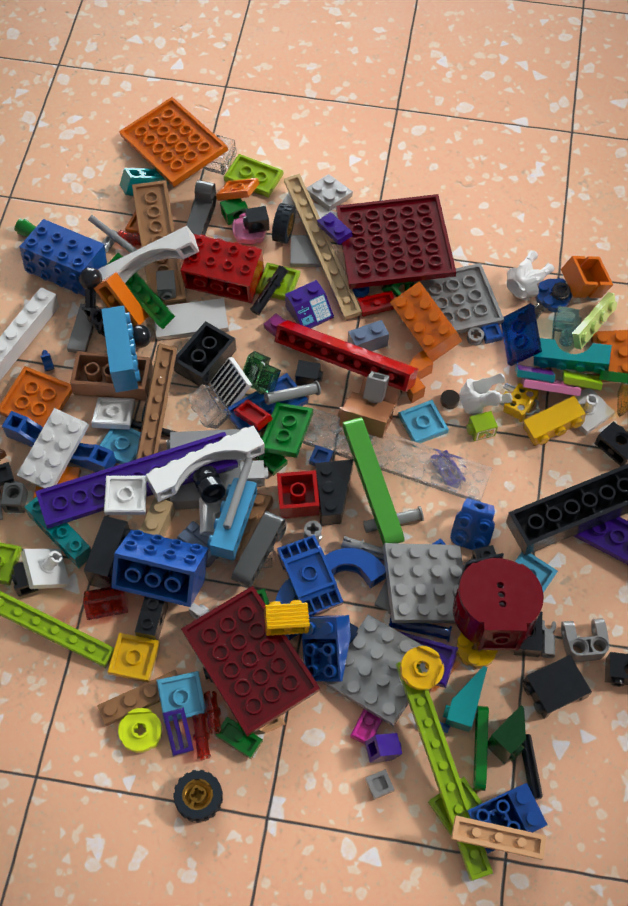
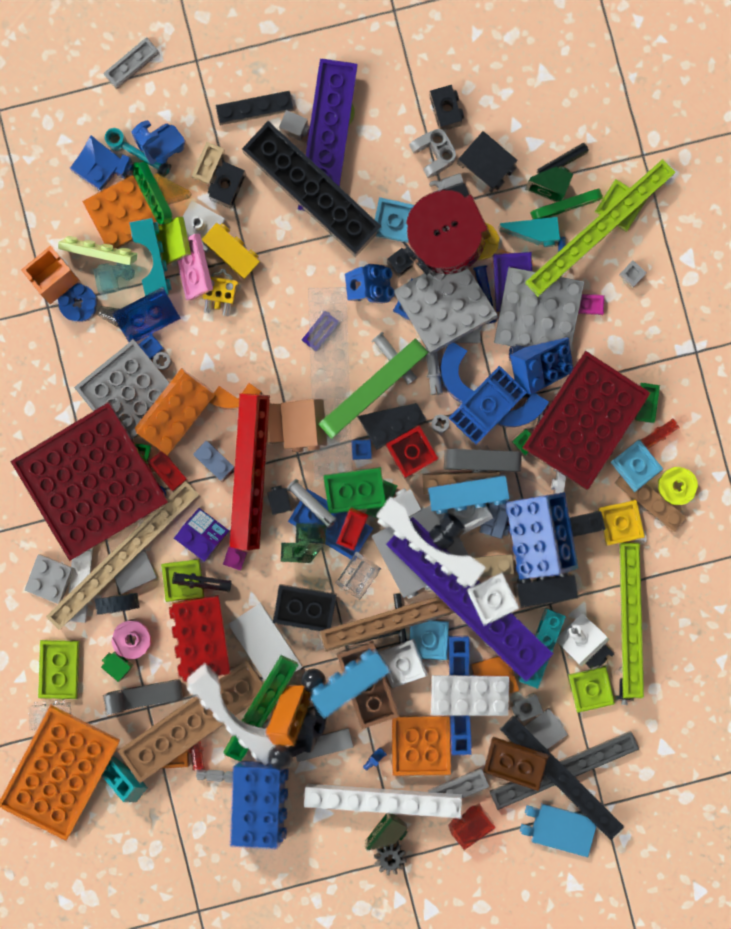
camera: 115 degrees left, 25 degrees up
(24, 227) = (234, 866): green cone -> none
(104, 603) = (591, 572): clear red brick -> none
(111, 234) = (206, 767): light grey bar -> none
(166, 284) = (246, 683): dark grey brick -> none
(174, 714) = (655, 463): dark purple tile -> none
(198, 796) = (707, 412): black wheel -> none
(212, 712) = (638, 433): clear red pin -> none
(230, 382) = (326, 567): tile -> none
(237, 189) = (92, 672): orange tile -> none
(237, 493) = (448, 498): light grey piece -> none
(256, 219) = (125, 633): black brick -> none
(286, 618) = (542, 402): yellow brick -> none
(334, 228) = (102, 547): dark purple plate -> none
(376, 387) = (277, 424): light grey brick -> none
(383, 747) = (604, 281): dark purple brick -> none
(423, 422) = (280, 373): medium azure tile -> none
(432, 662) = (528, 279): yellow plate -> none
(450, 399) = (244, 357): dark brown tile -> none
(476, 394) = (230, 332): white piece -> none
(482, 426) = (263, 316): lime brick -> none
(498, 837) = (642, 160): light nougat plate -> none
(511, 809) = (616, 162): blue slope -> none
(524, 279) = (76, 332): white piece -> none
(535, 373) = (185, 286): teal tile -> none
(561, 291) = (76, 295): clear smoke tile -> none

